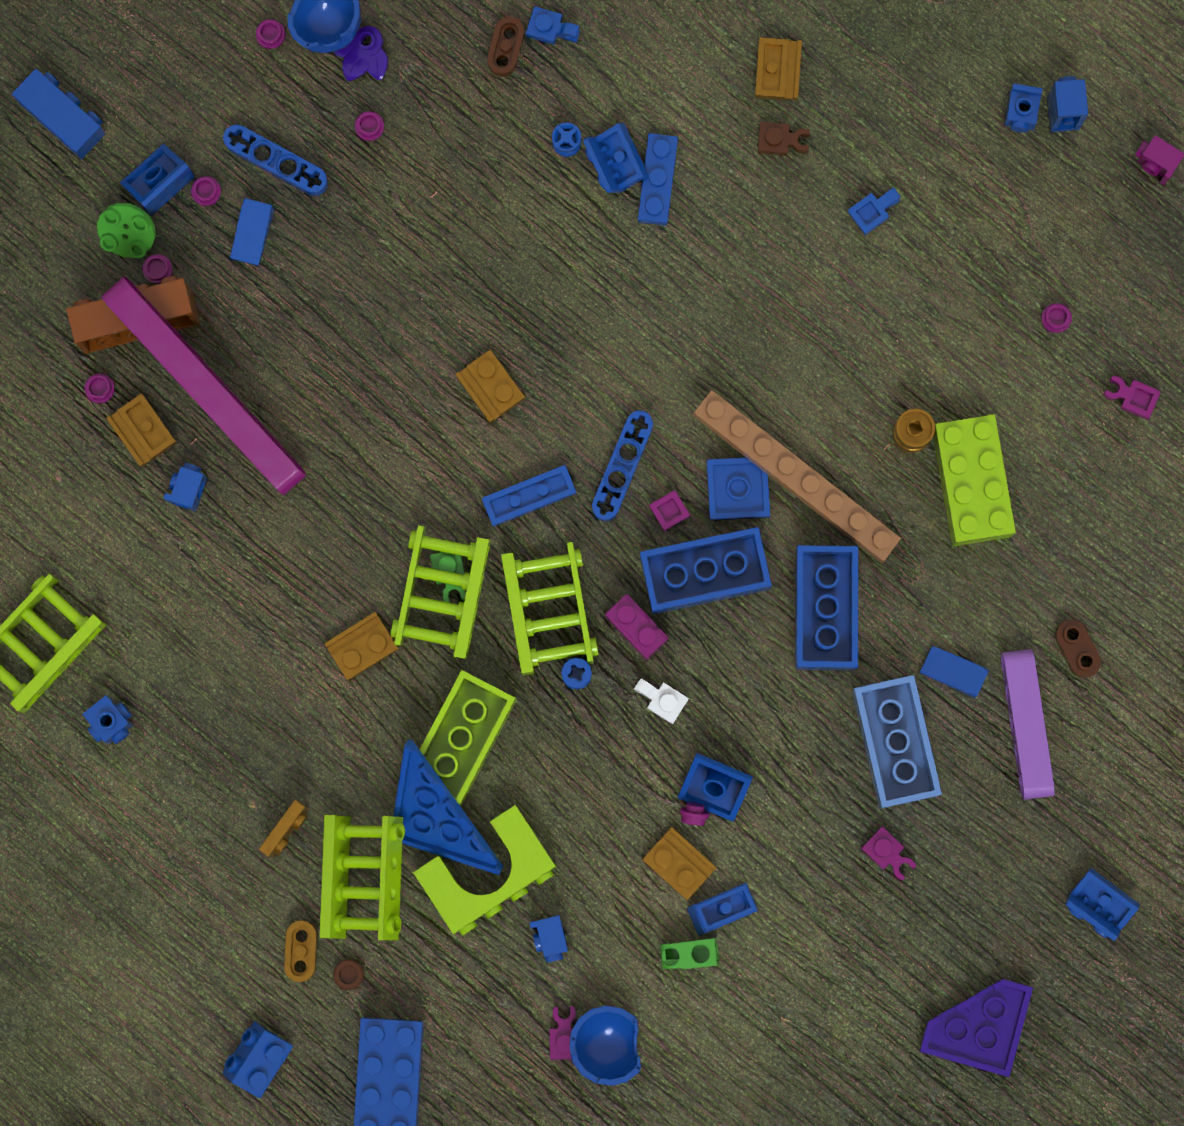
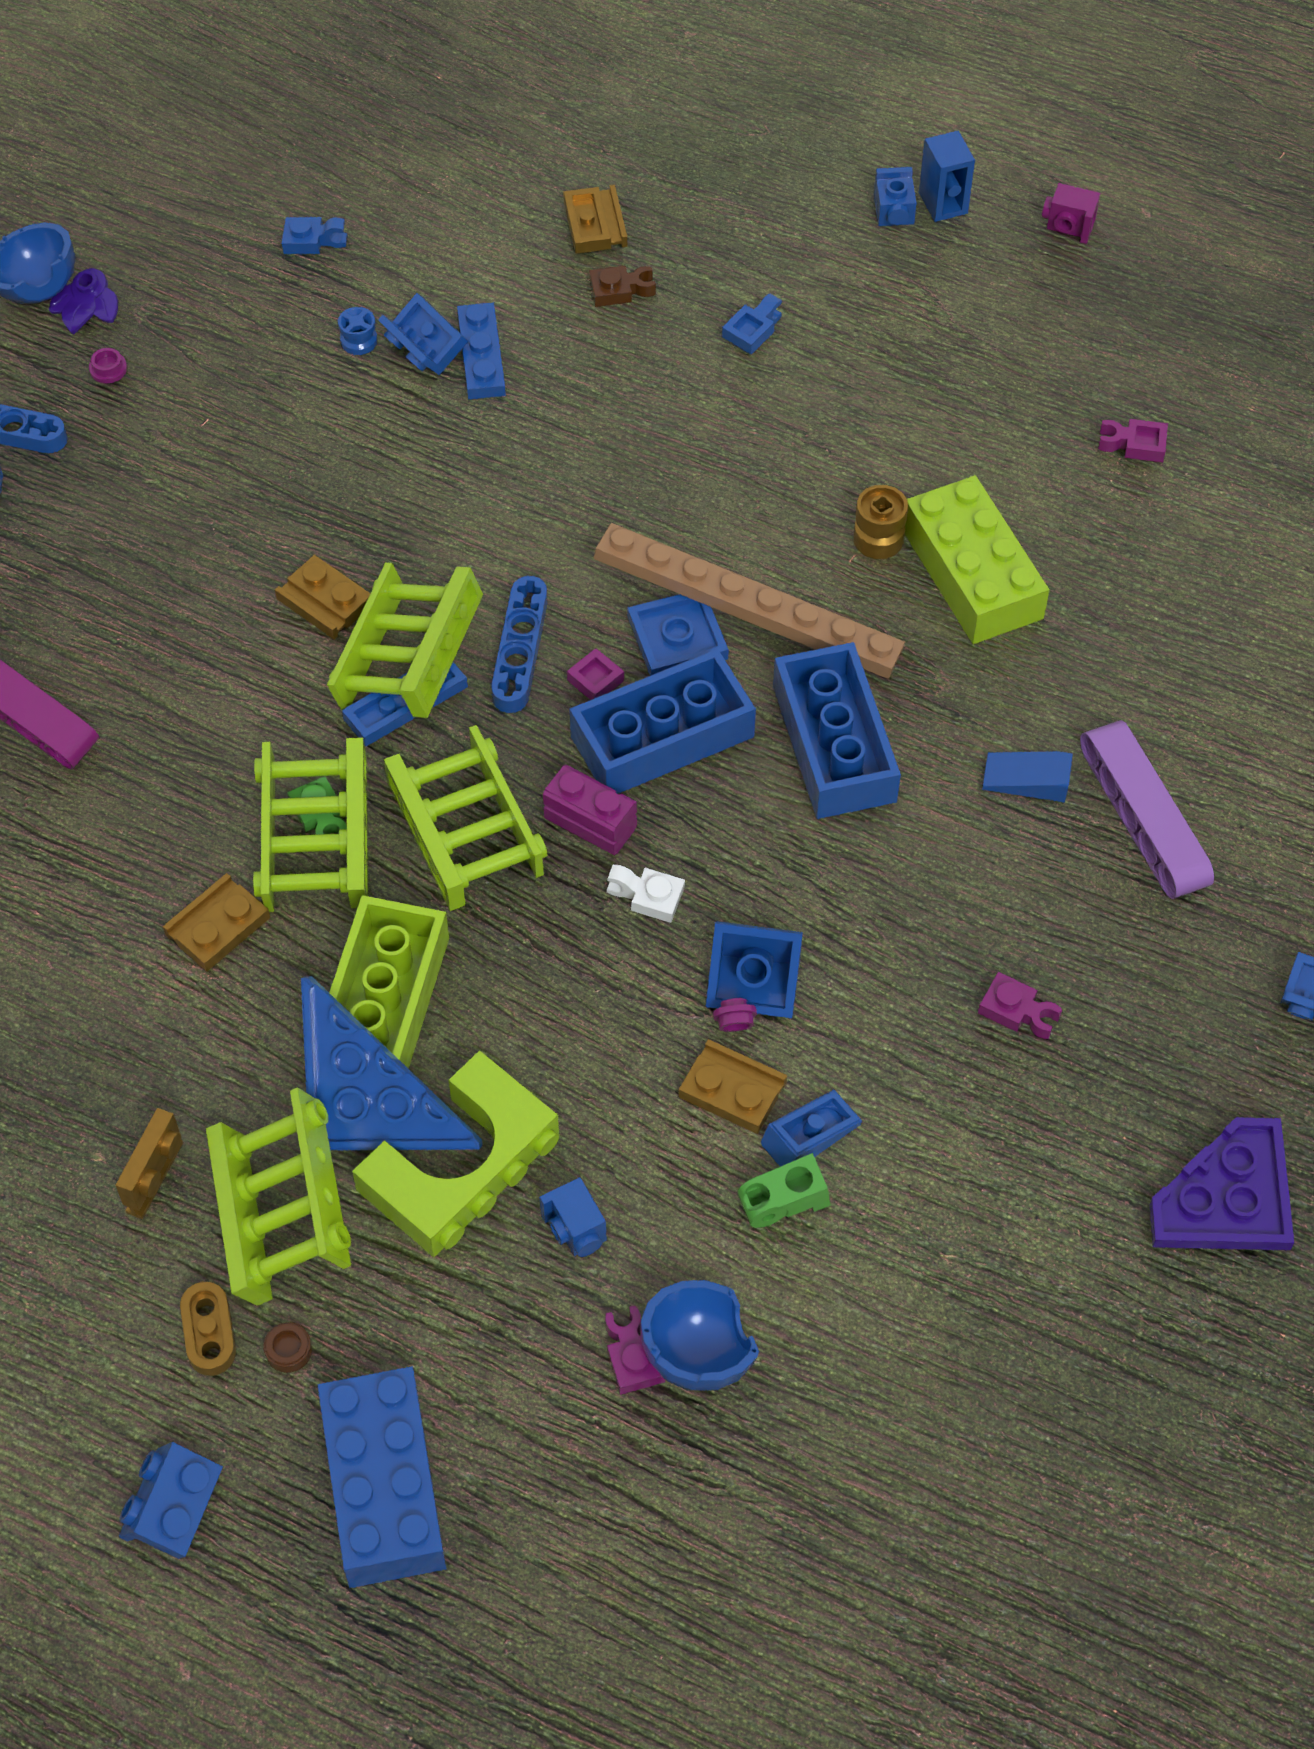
camera: 20 degrees left, 25 degrees down
(505, 48) = (260, 260): reddish brown plate -> none
(553, 475) = (429, 660): none -> lime fence
(577, 678) = (520, 895): blue wheel -> none
(896, 742) = (982, 861): medium blue brick -> none
(1056, 318) = (1012, 383): magenta plate -> none
(1075, 649) = (1173, 714): reddish brown plate -> none

